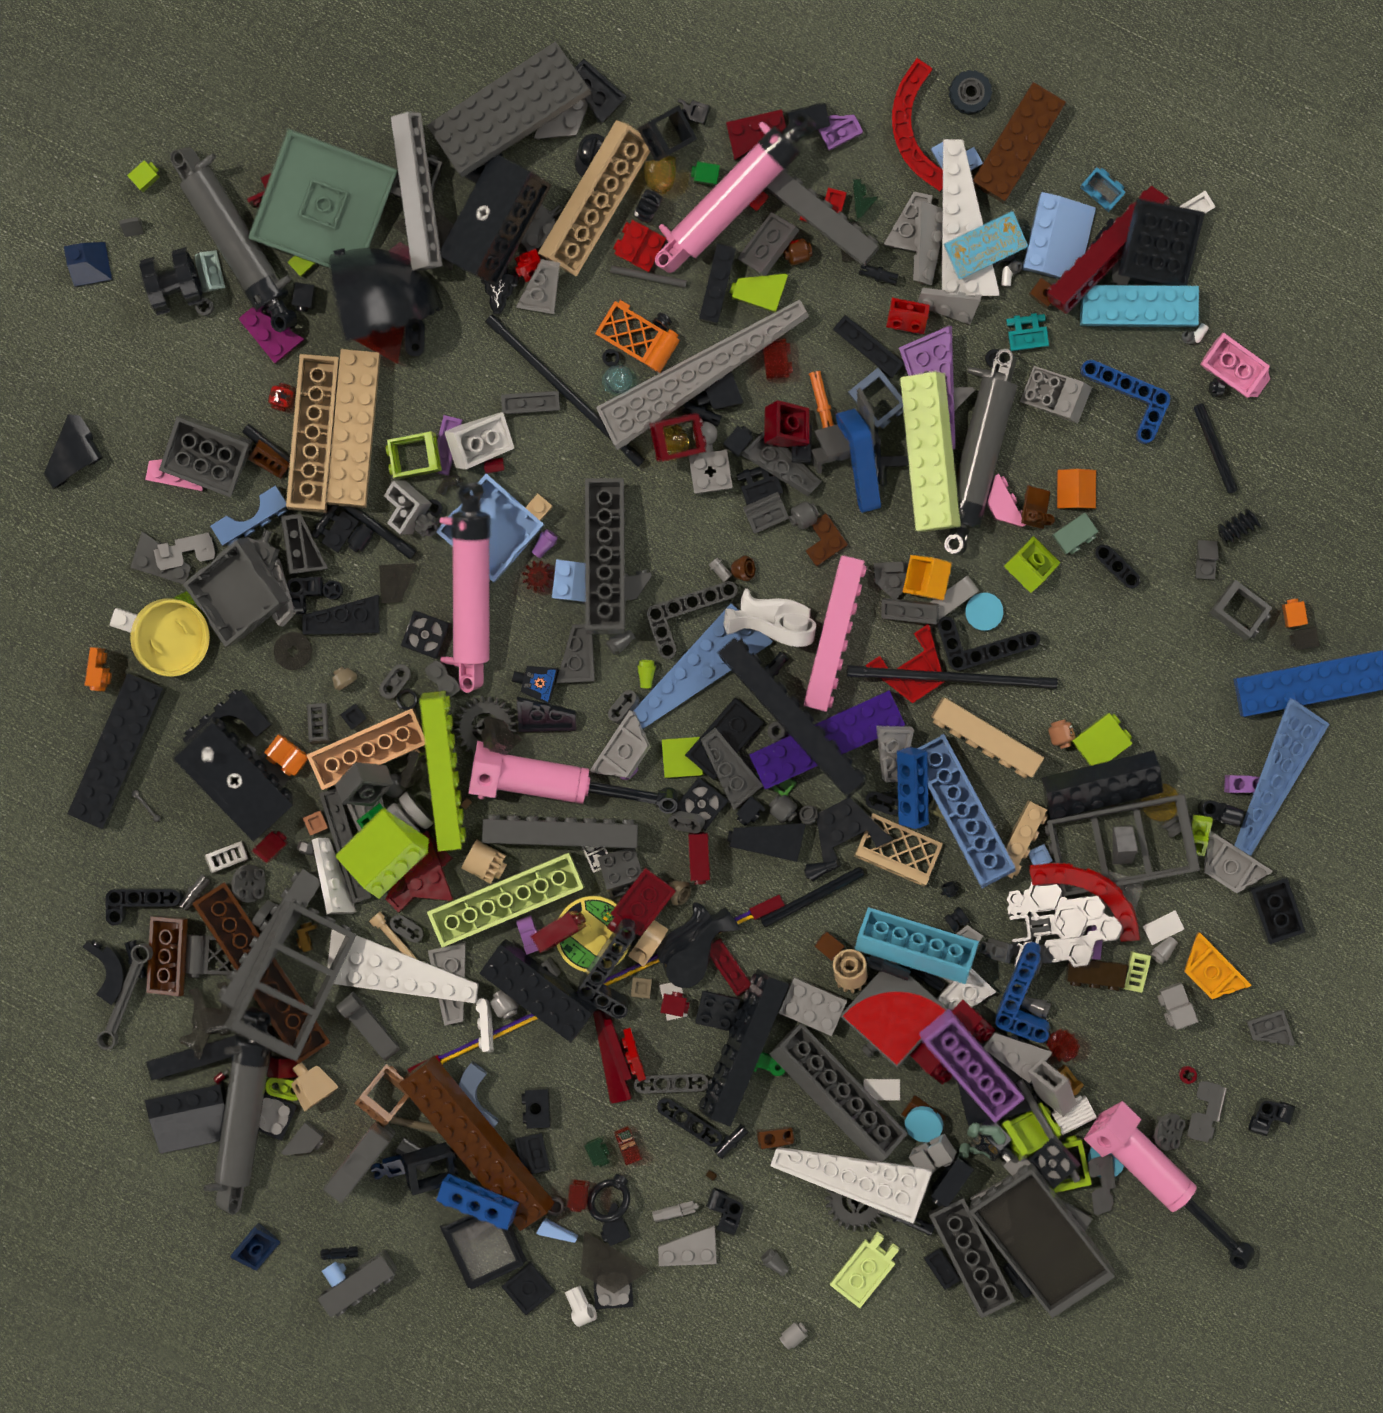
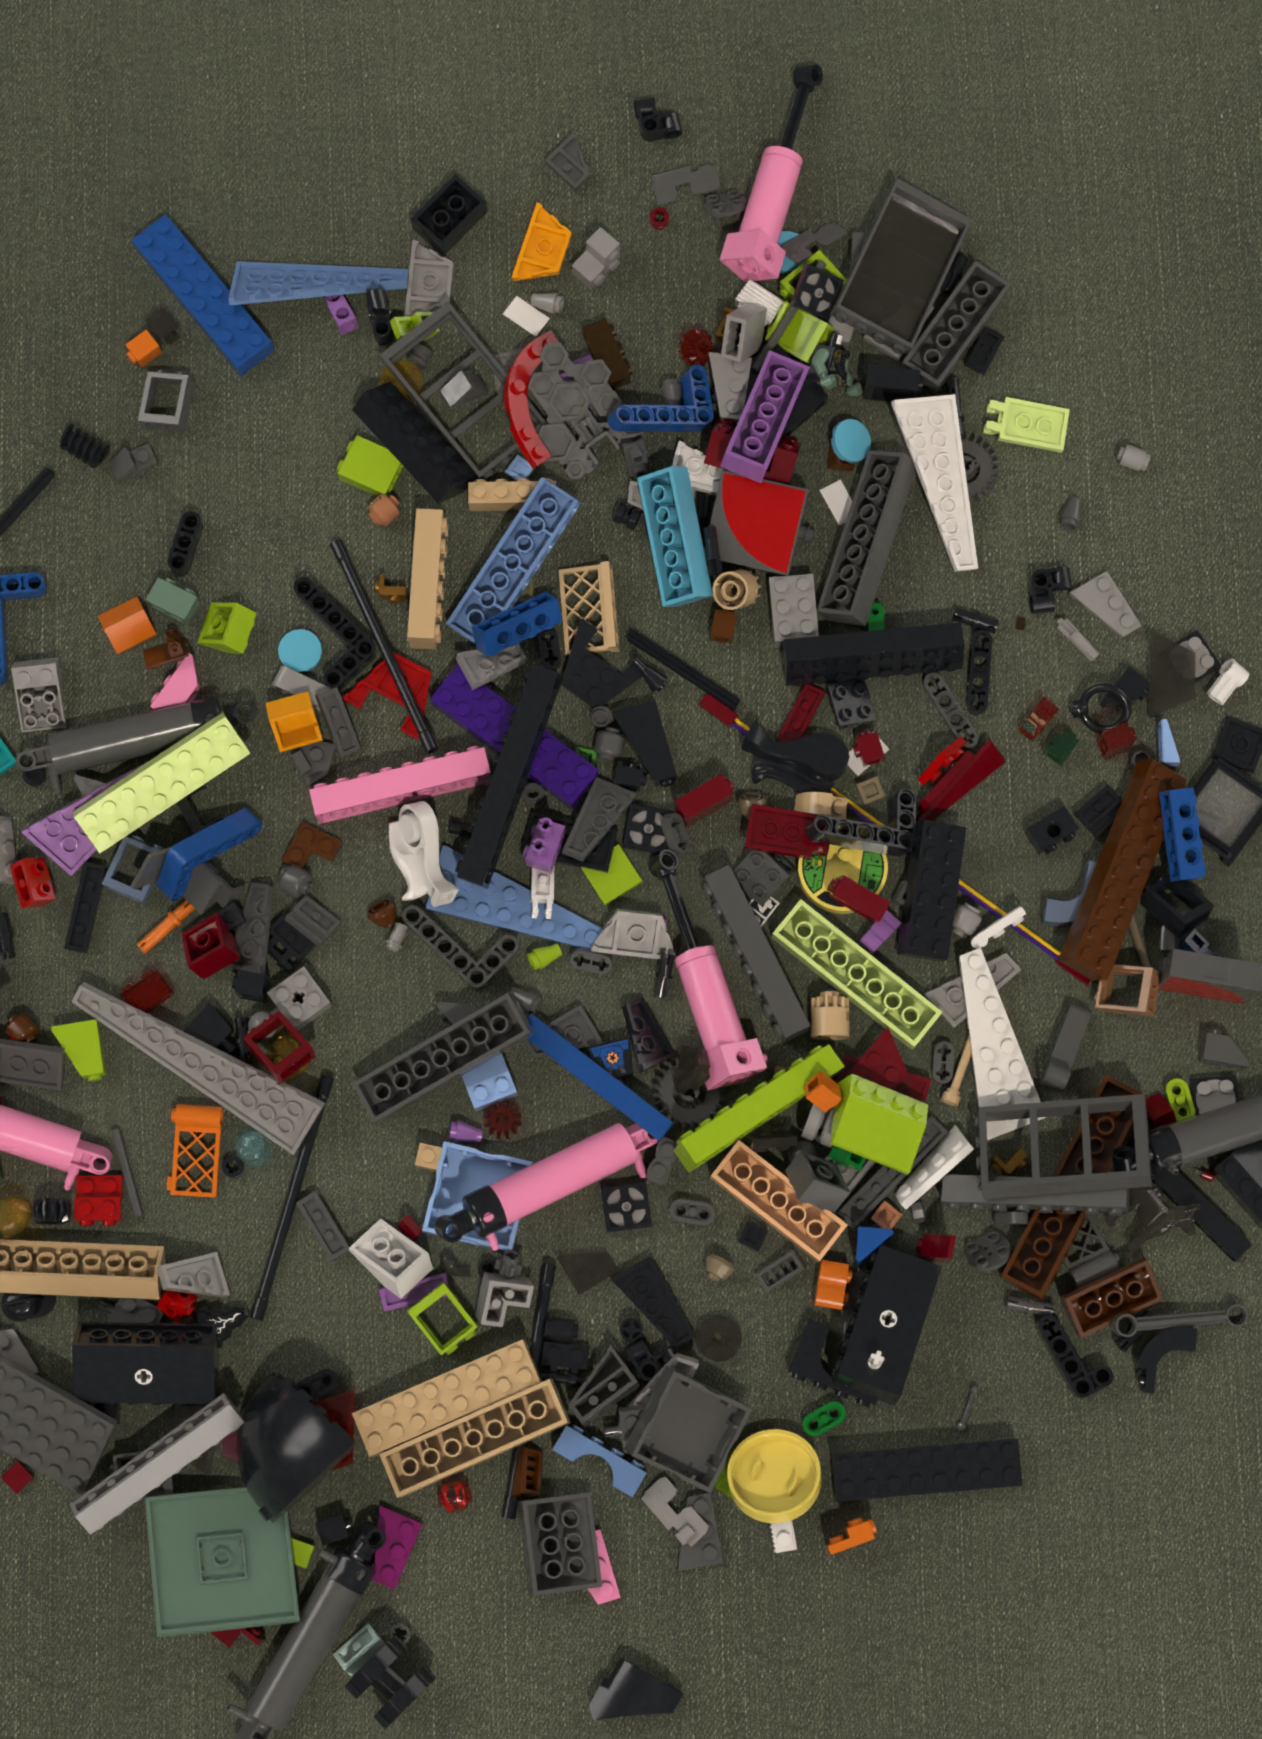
camera: 120 degrees left, 10 degrees down
(193, 696) = (824, 1419): none -> green plate
(210, 862) = (969, 1298): white slope -> none
(301, 799) = (869, 1240): none -> blue slope
(312, 1085) = (1161, 1071): tan torso -> none
(398, 699) = (708, 1180): black piece -> none
(425, 823) = (823, 1091): none -> orange brick
(465, 84) = (17, 1477): none -> dark red tile
(528, 663) = (598, 1079): none -> blue tile
(582, 755) = (664, 976): none -> black axle
(662, 321) = (166, 1132): black bush -> none
(699, 699) = (542, 891): none -> white hinge
(717, 284) = (105, 1092): black arch -> none
(728, 717) = (545, 845): none -> medium lavender brick
(775, 1137) = (947, 579): reddish brown leg -> none
(937, 1155) = (873, 409): light grey piece -> none
(949, 889) = (600, 539): black plate -> none
(990, 705) = (392, 594): none -> pearl gold bracket
(1135, 955) = (575, 311): yellowish green slope -> none

